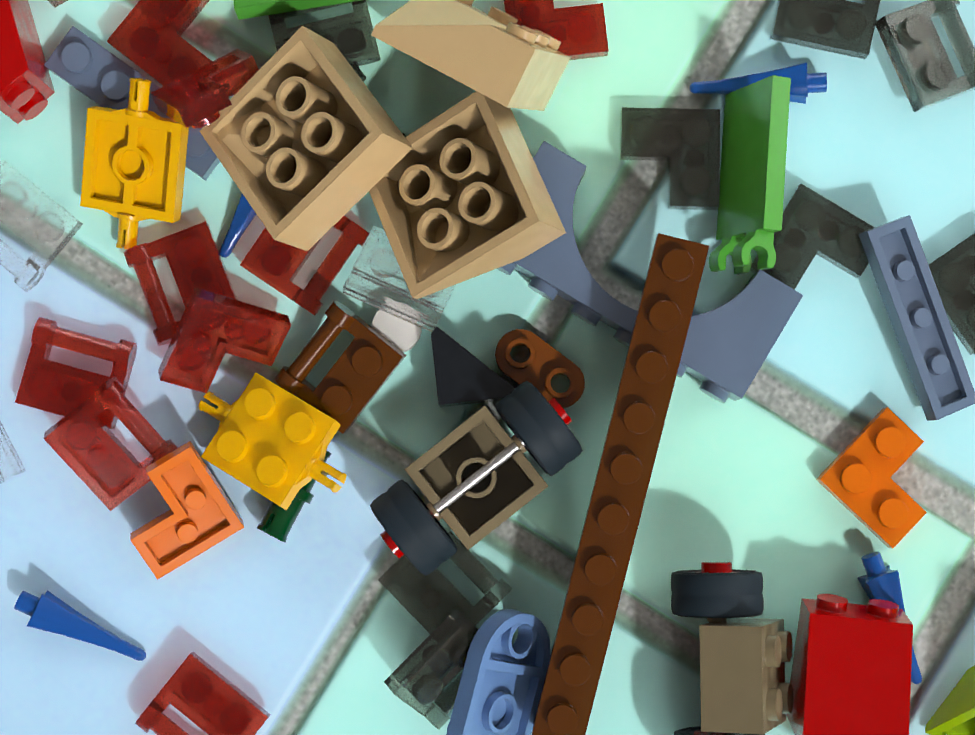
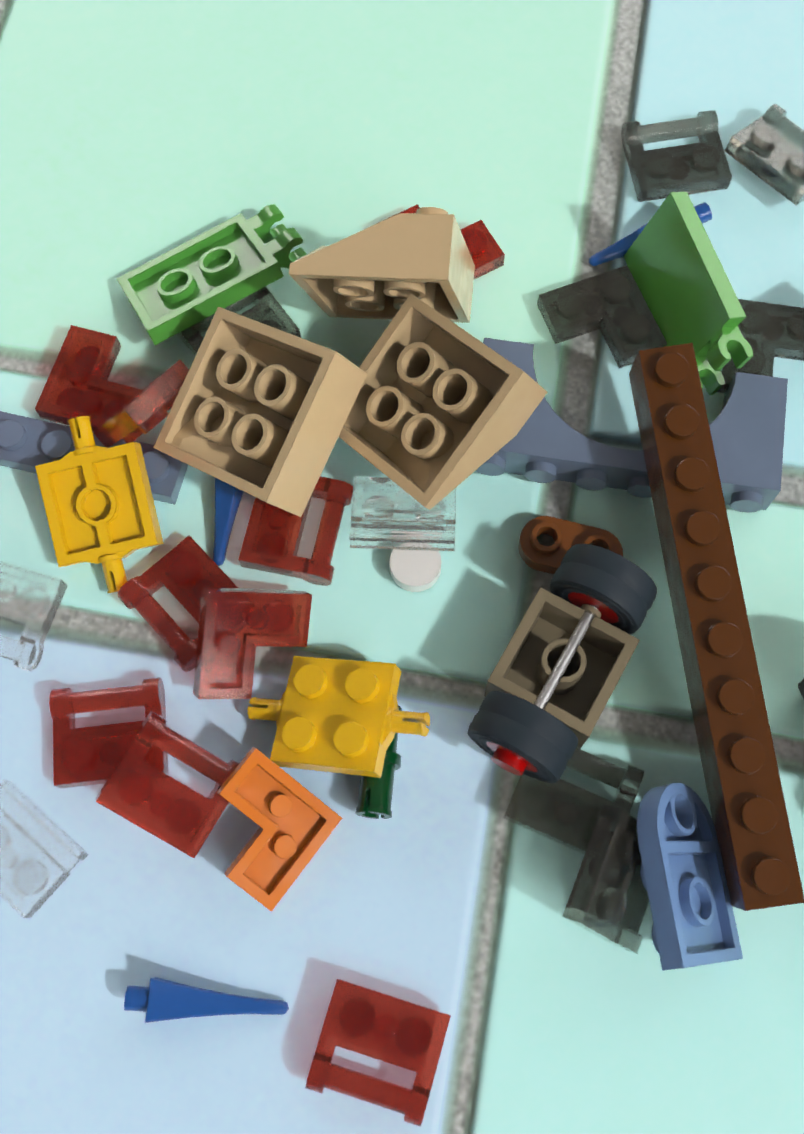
camera: 20 degrees left, 15 degrees down
(353, 377) = (394, 621): reddish brown plate -> none
(462, 376) = (500, 578): black slope -> none

